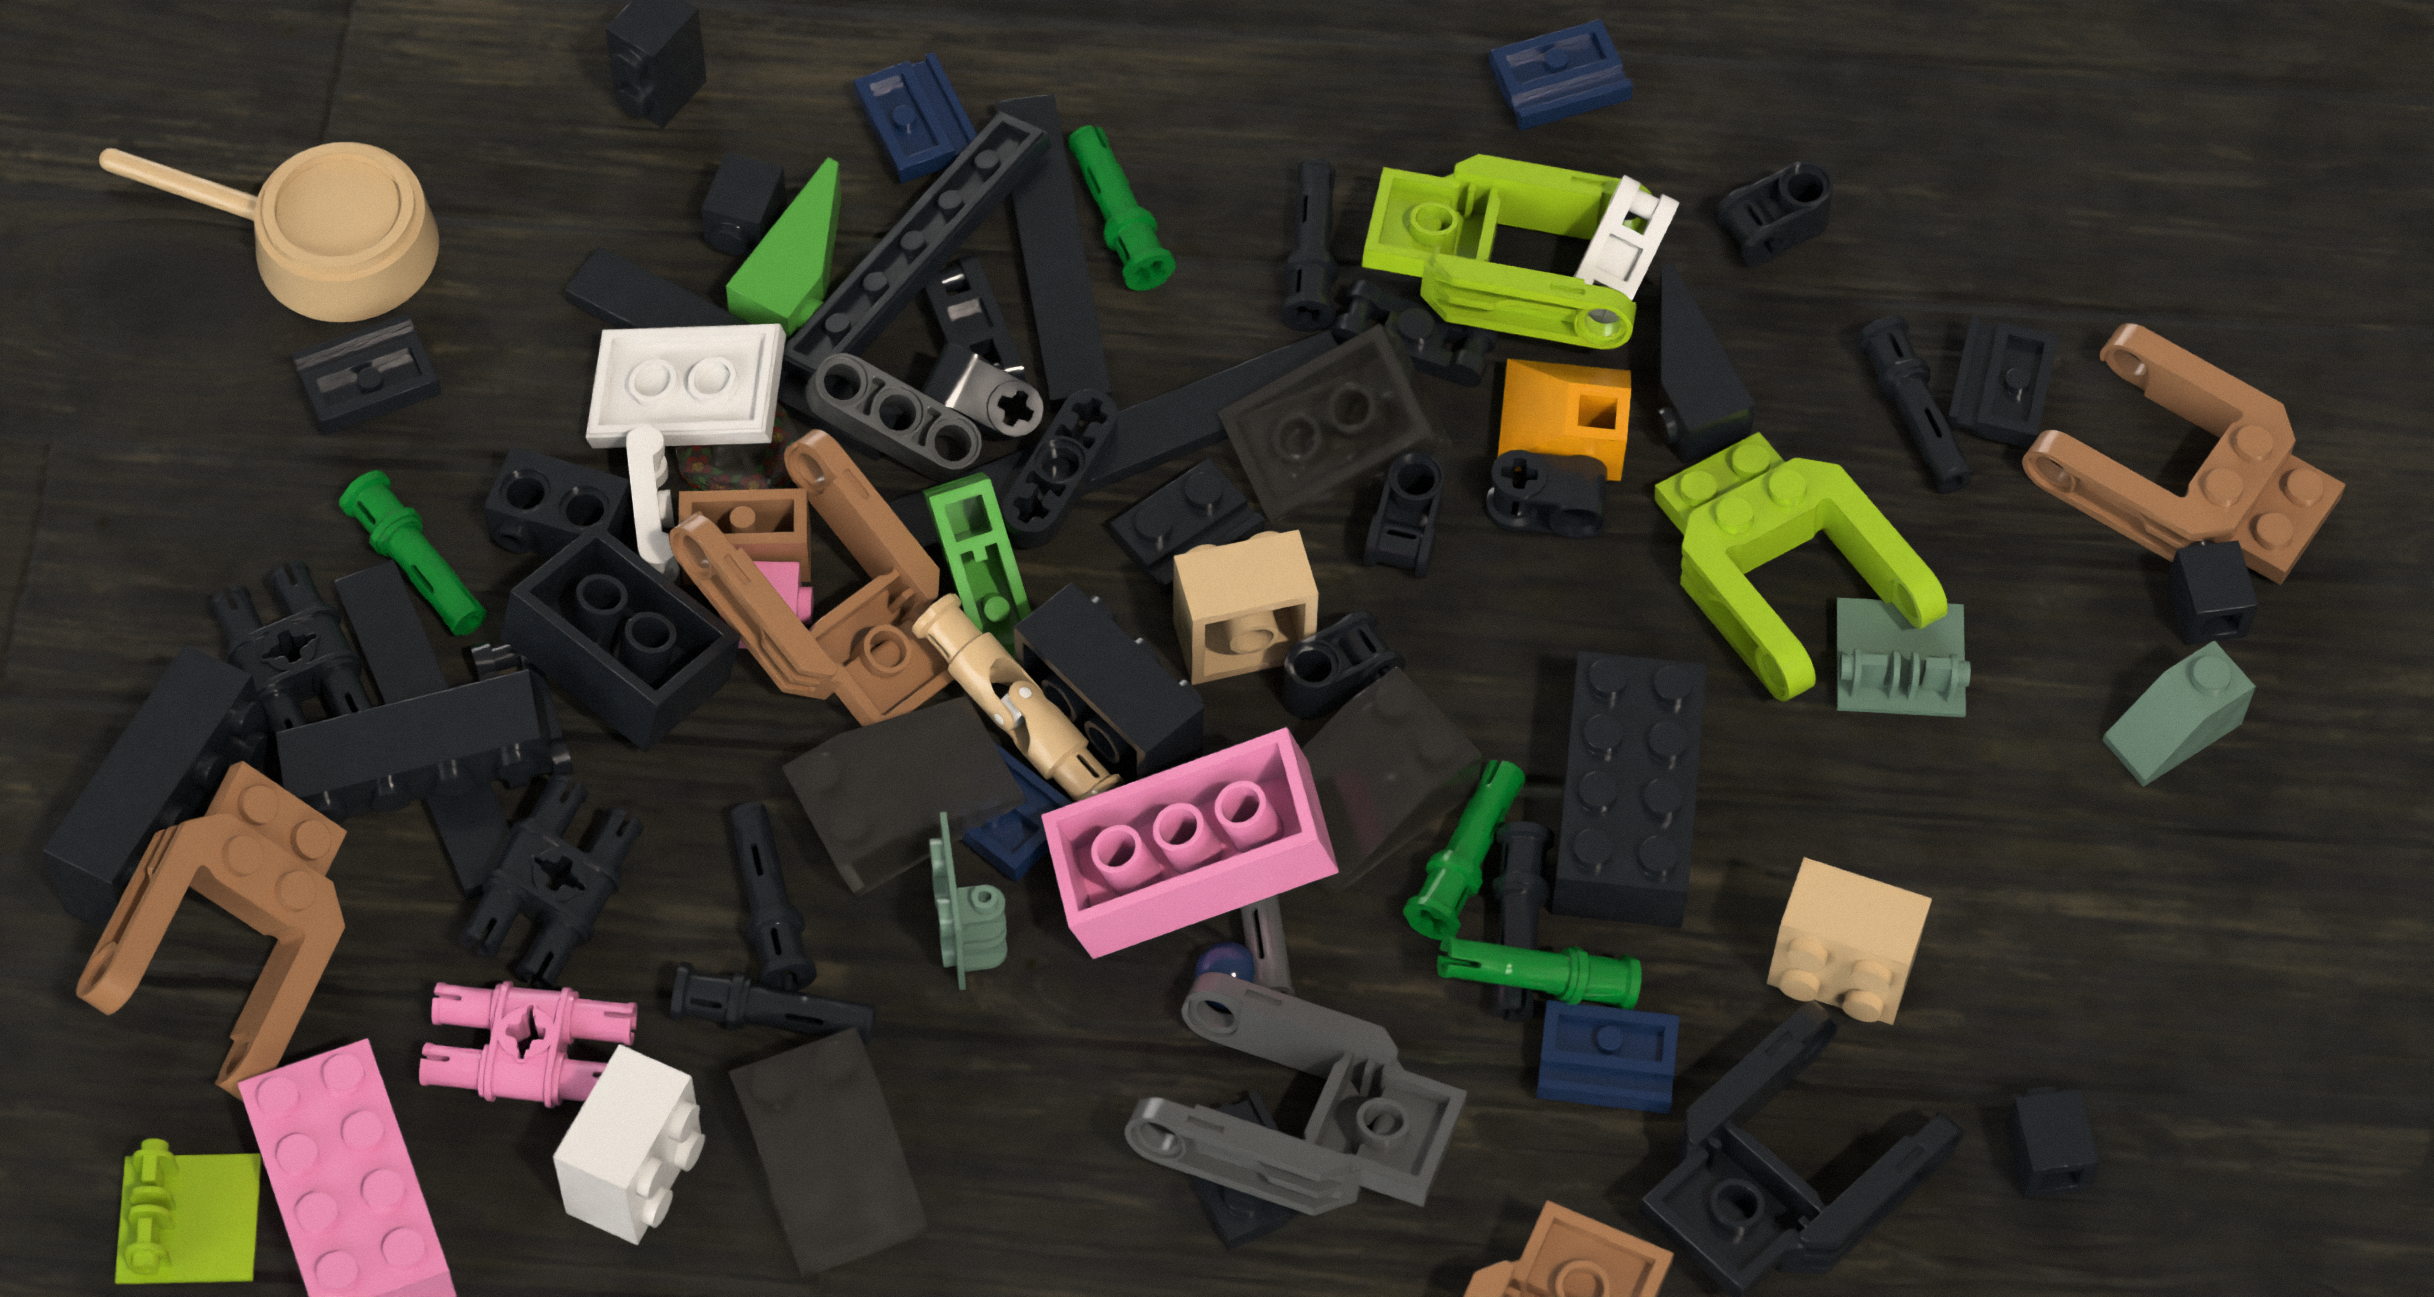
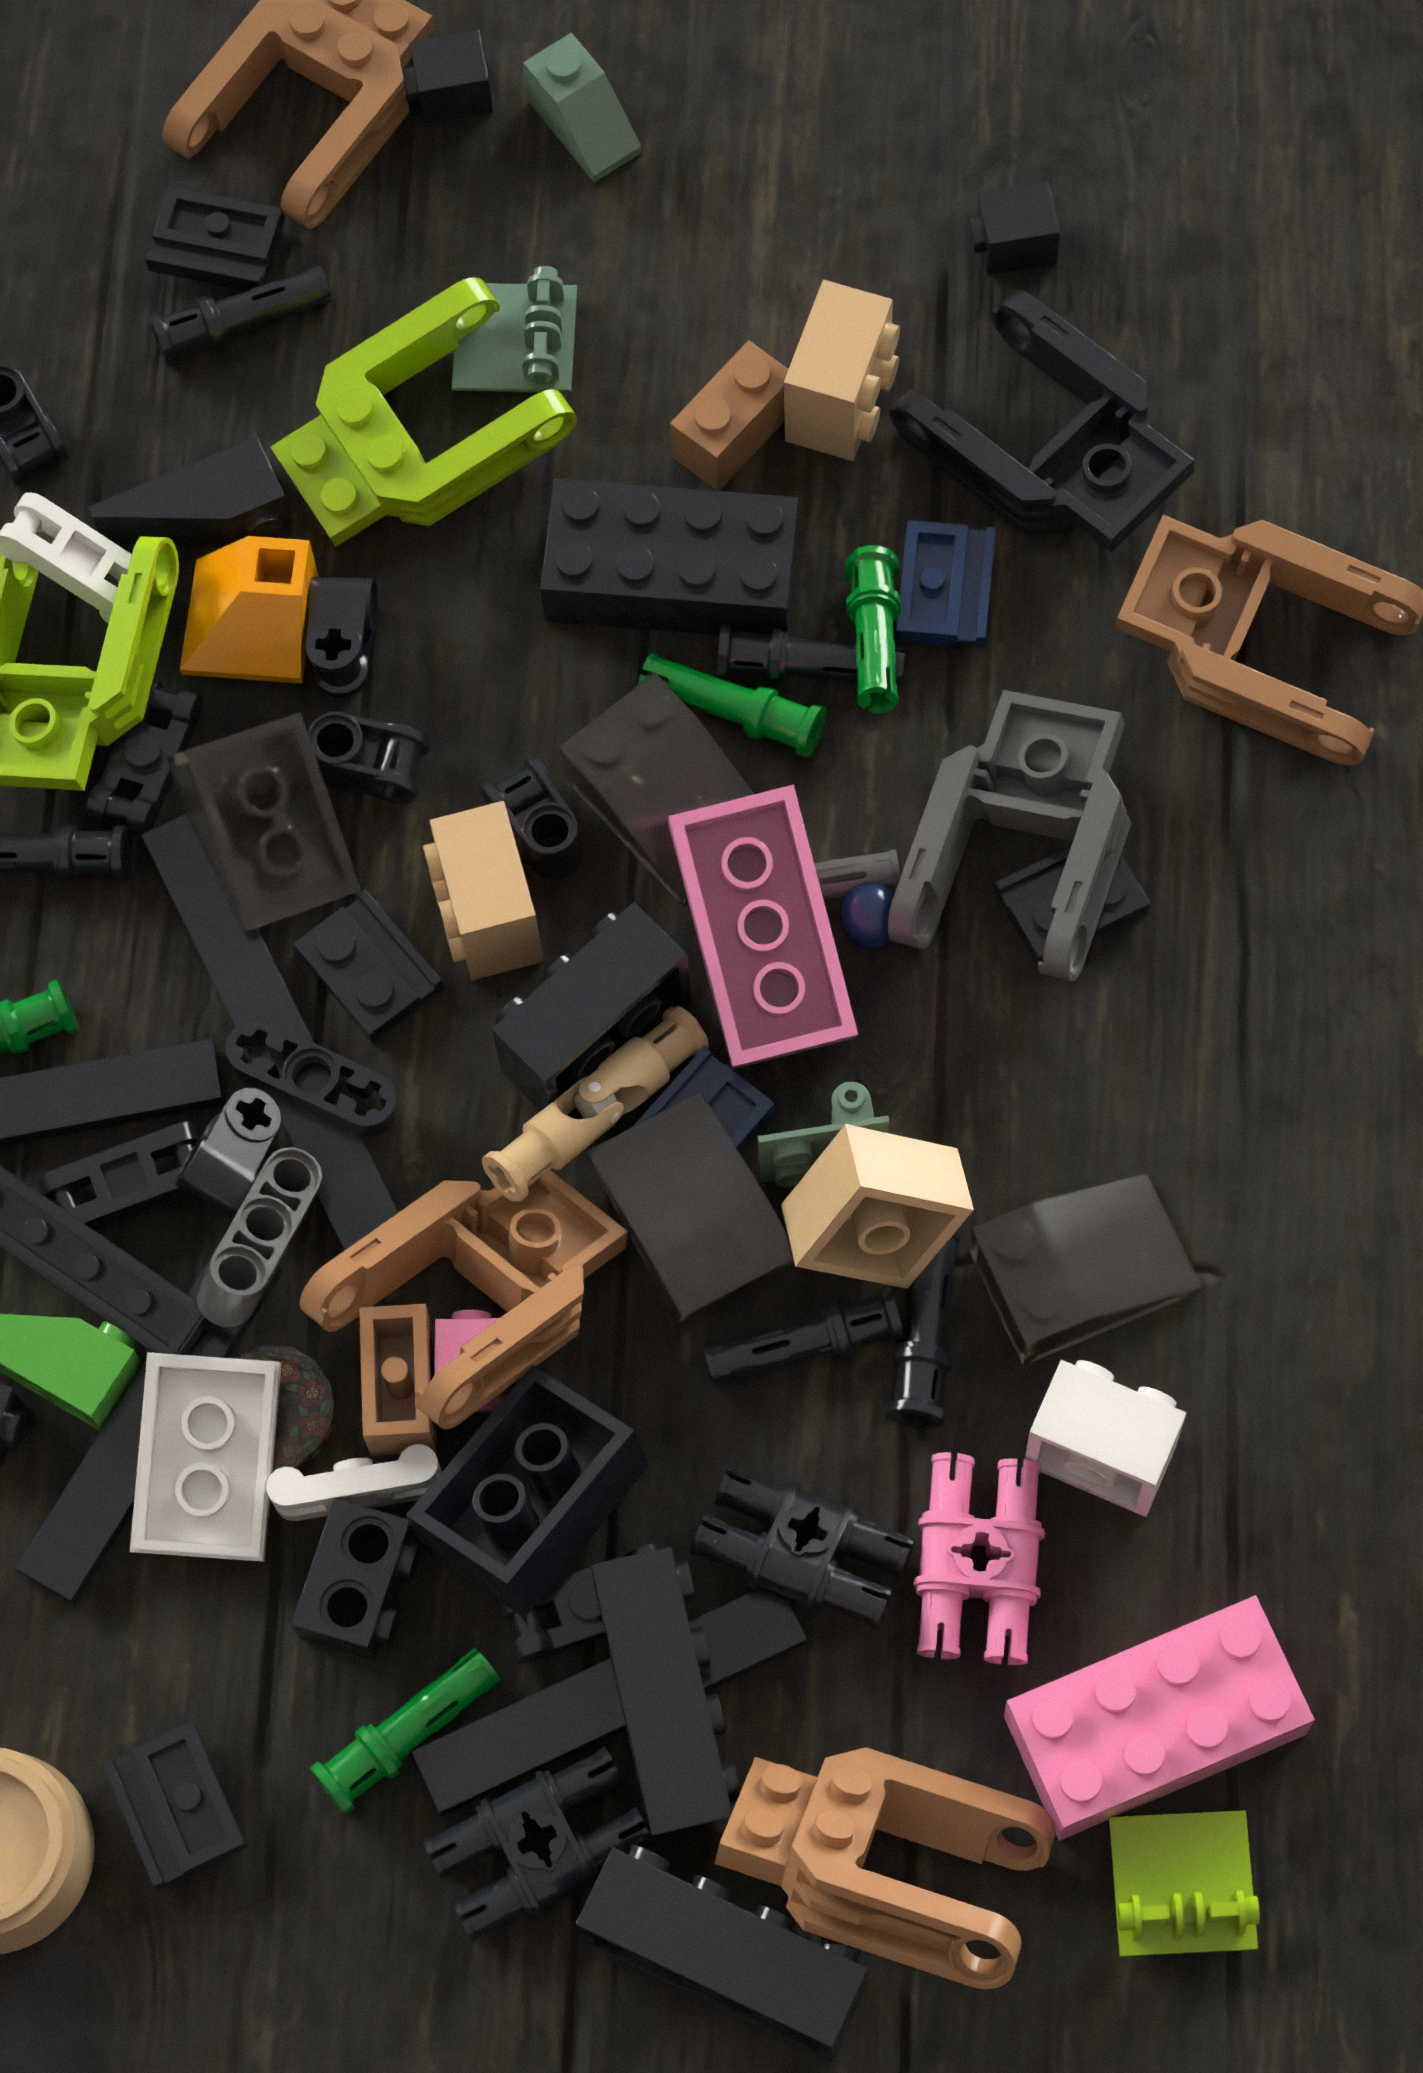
camera: 85 degrees left, 10 degrees up
(878, 931) = (876, 1206): none -> tan brick
(979, 555) = (425, 1144): bright green slope -> none
(1785, 826) = (730, 416): none -> medium nougat brick

